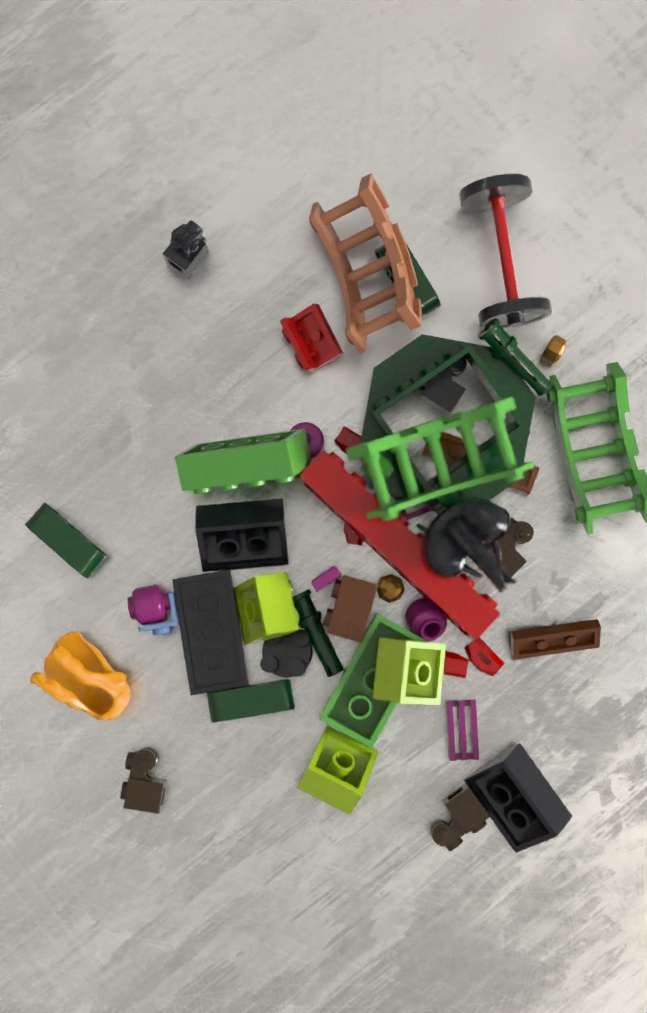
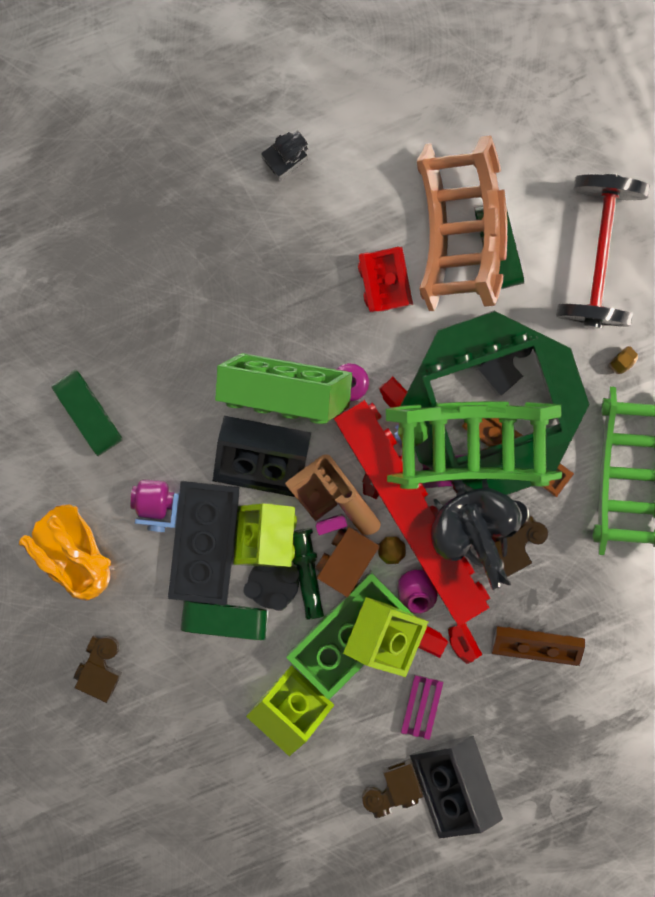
camera: 20 degrees right, 5 degrees up
(311, 543) = (325, 486): none -> medium nougat piece
(508, 345) = (574, 349): dark green pin -> none

